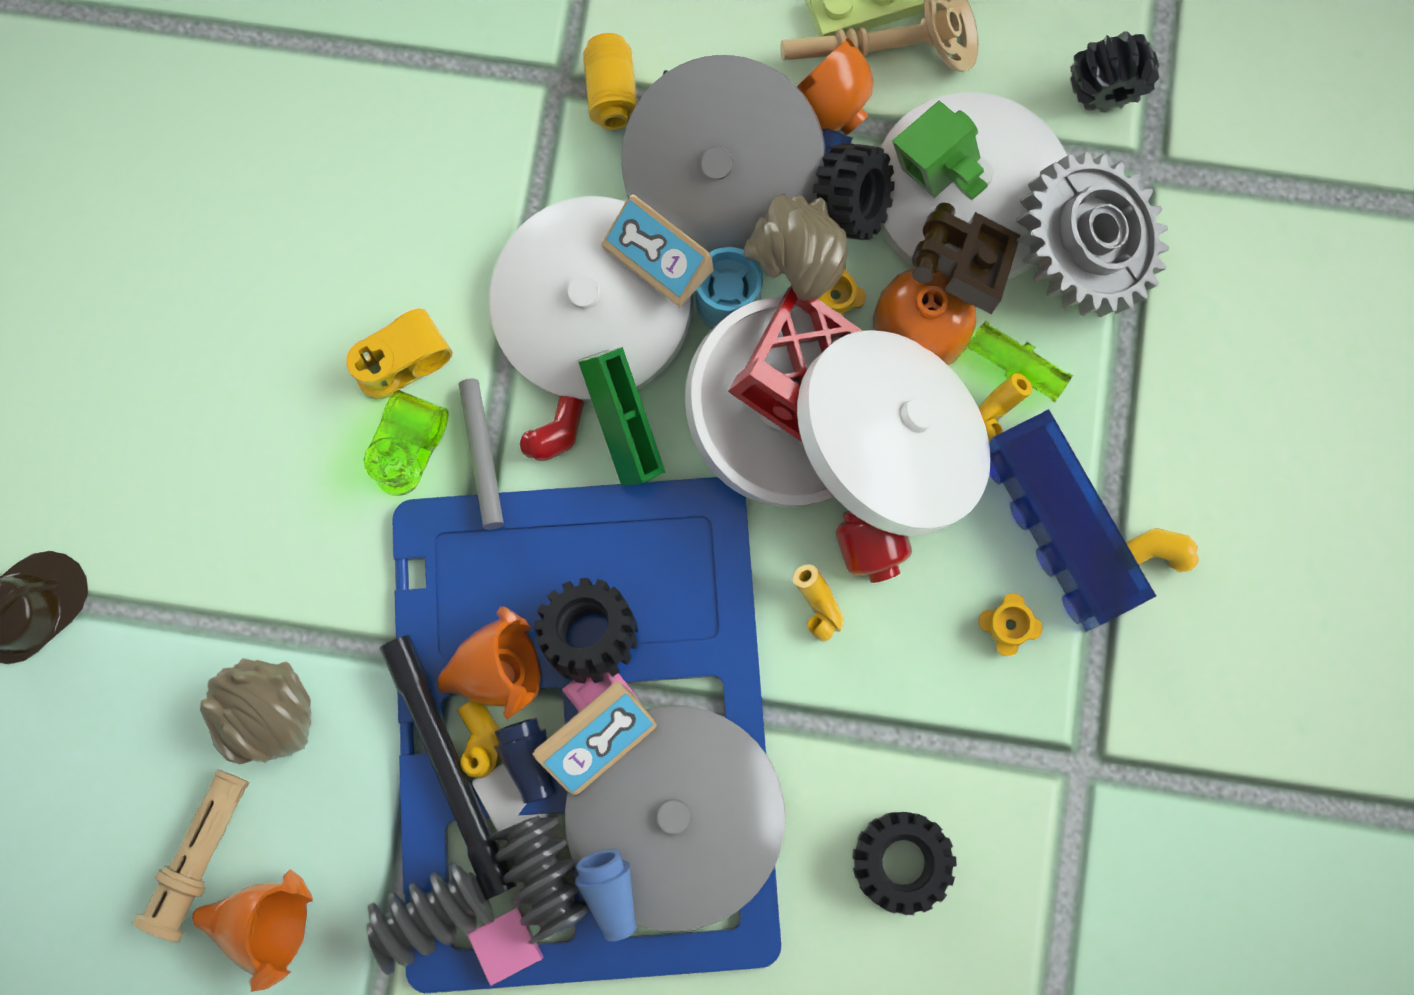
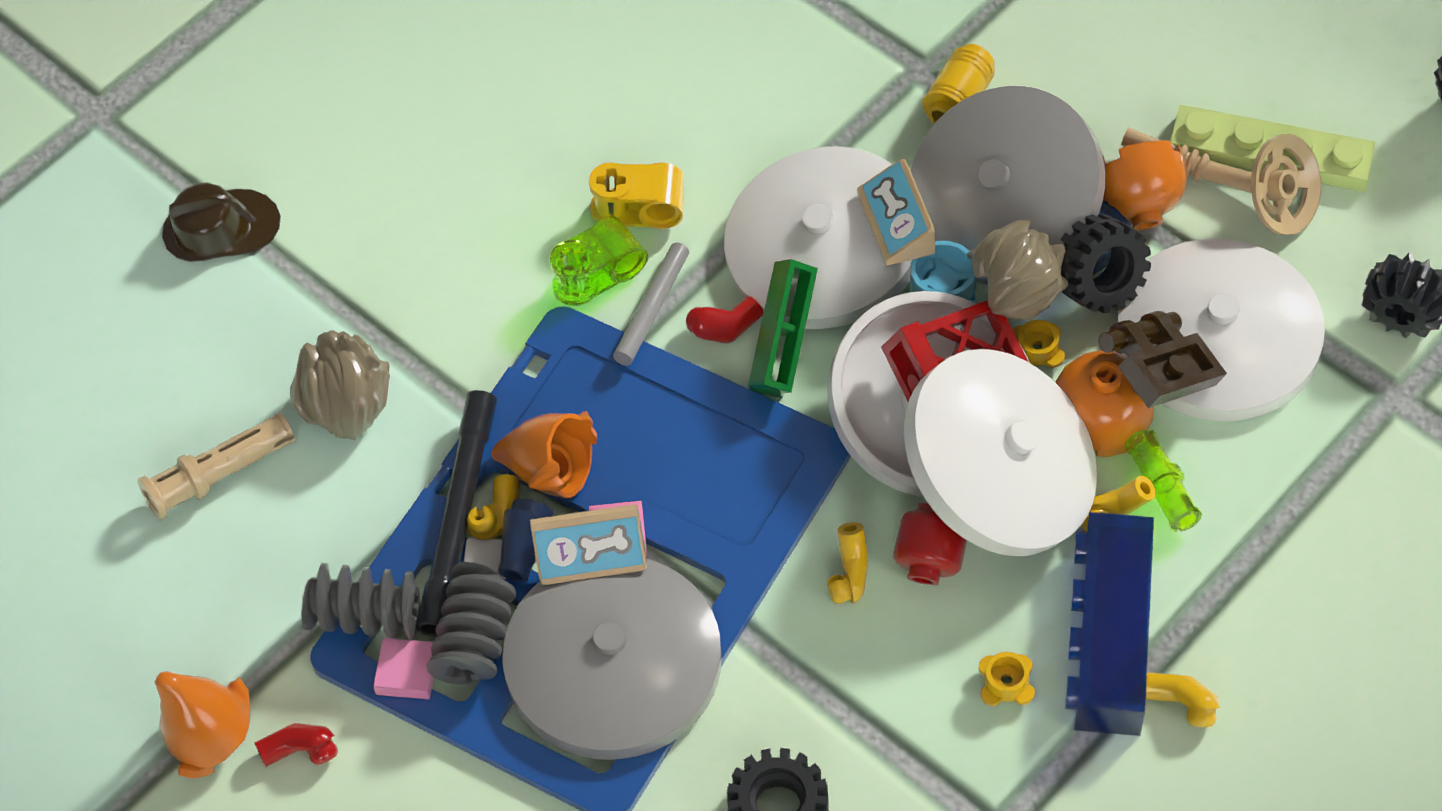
camera: 35 degrees right, 20 degrees down
(259, 927) = (231, 538): orange hat -> none
(571, 606) = (640, 448): black tyre -> none
(607, 890) = (516, 661): medium blue cone -> none
(940, 151) = (1197, 268): bright green brick -> none
(1092, 234) = (1267, 431): light grey gear -> none

